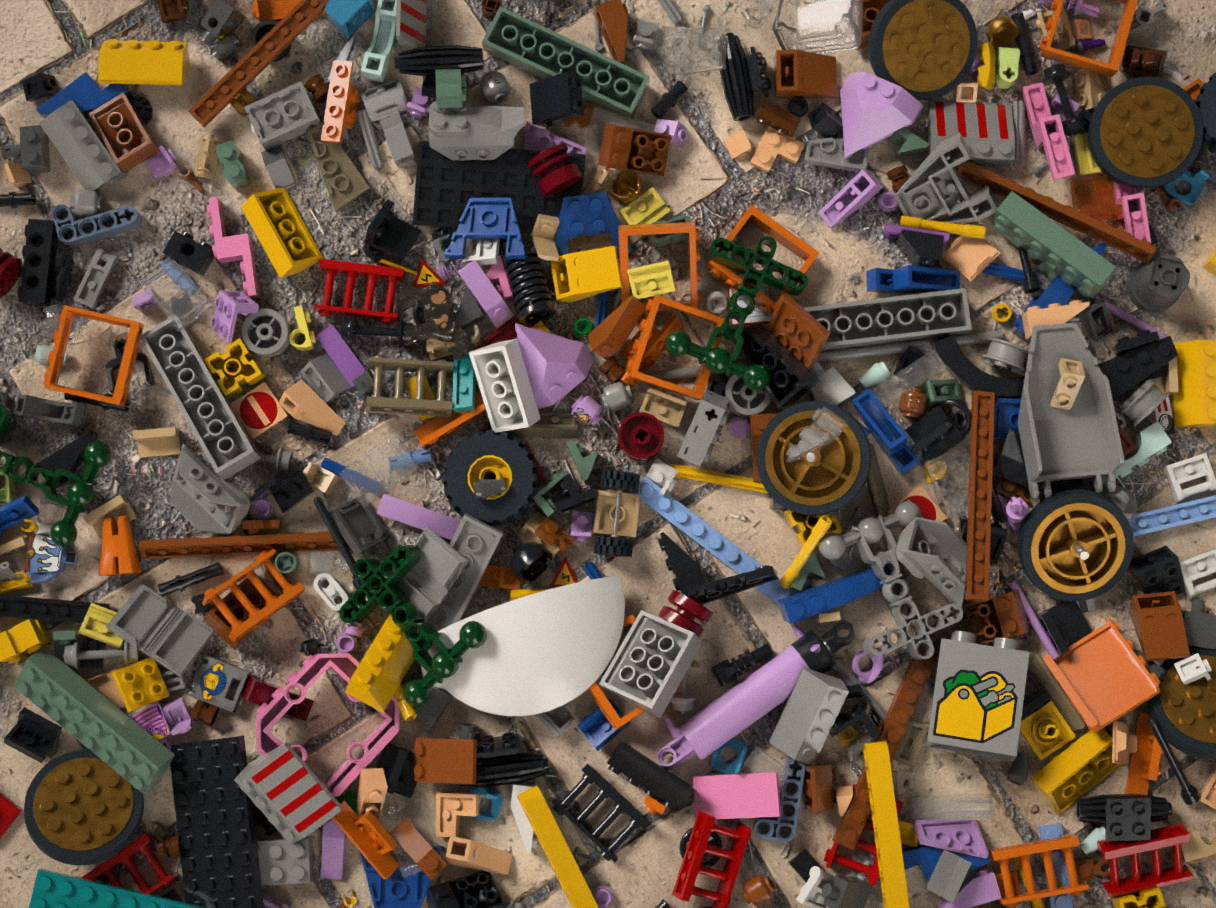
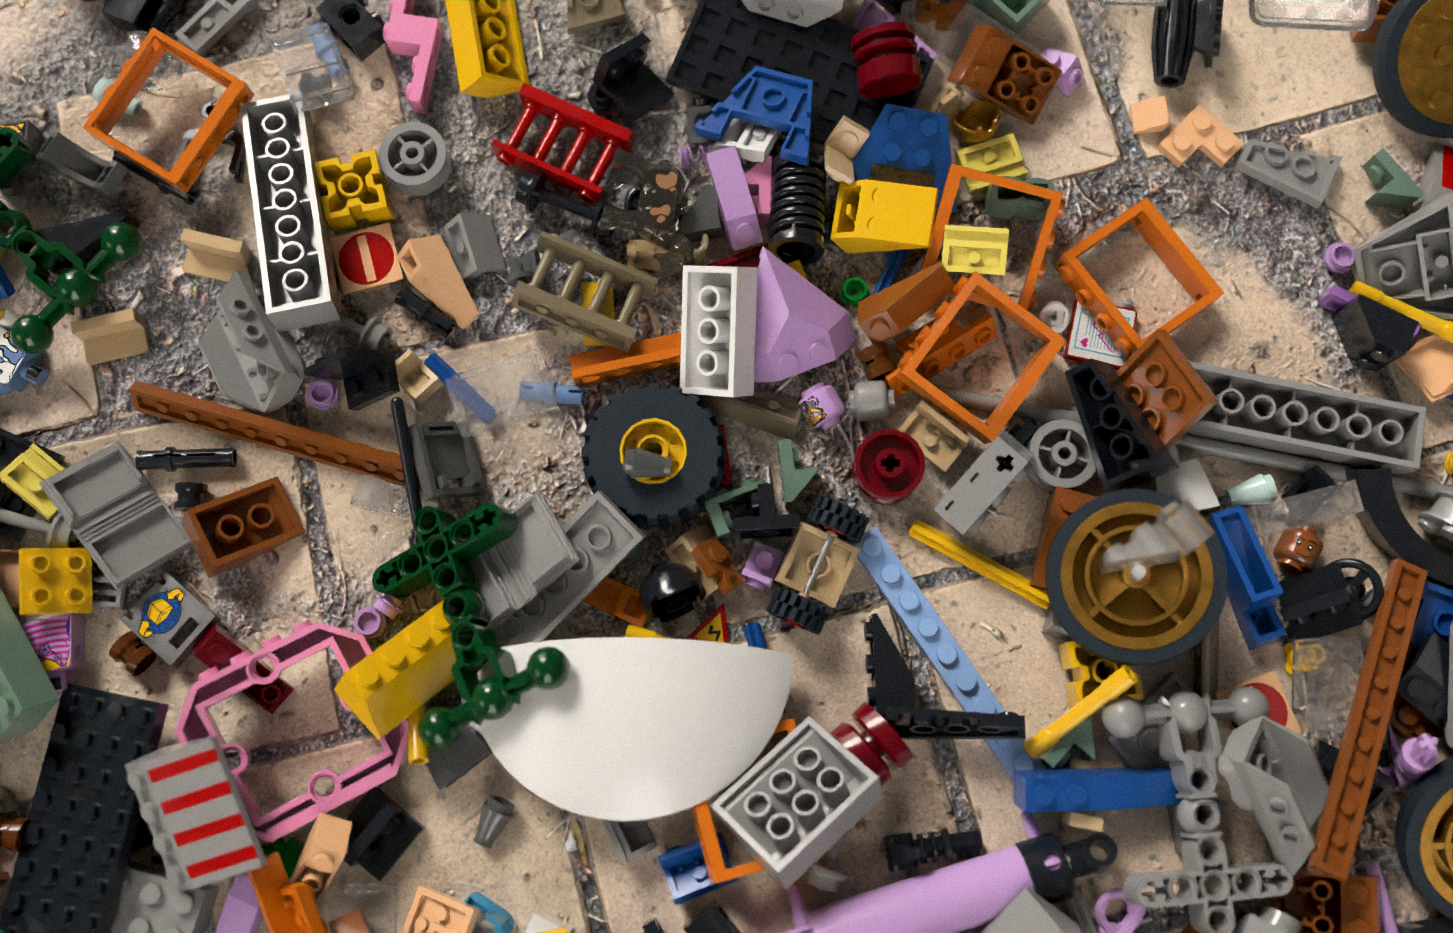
camera: 20 degrees right, 5 degrees down
(118, 548) = (104, 383): orange piece -> none
(142, 301) = (265, 68): lavender slope -> none
(178, 716) = (93, 645): lavender bracket -> none
(227, 307) = (373, 103): lavender bracket -> none
(255, 615) = (253, 538): orange fence -> none
(256, 526) = (303, 415): dark orange plate -> none
(283, 562) = (322, 476): sand green wheel -> none
(303, 319) = (472, 157): light yellow plate -> none
(310, 647) = (316, 609): black plate -> none
(331, 592) = (373, 543): white plate -> none
(341, 354) = (506, 220): medium lavender tile -> none
(417, 516) = (531, 474): lavender slope -> none
(424, 275) = (658, 151): piece -> none
(445, 760) = (446, 843): dark orange slope -> none
(463, 385) = (660, 313): teal plate -> none
(503, 764) = (527, 874): black plate -> none
(663, 475) = (901, 532): white bracket -> none
(669, 99) = (1072, 27): black pin -> none
(718, 359) = (1038, 388): dark green piece -> none
(739, 427) = (1032, 500): lavender plate -> none
(777, 118) = (1214, 97): reddish brown bracket -> none
(802, 103) = (1253, 87): black plate -> none
(804, 75) = (1270, 50): dark orange slope -> none
(825, 121) = (1282, 121): black panel -> none
(851, 197) = (1289, 234): lavender slope -> none
(873, 110) = (1358, 122): lavender wedge -> none
(898, 177) = (1364, 226): reddish brown wheel -> none
(911, 280) = (1343, 371): blue slope -> none
(942, 390) = (1344, 543): sand green slope -> none

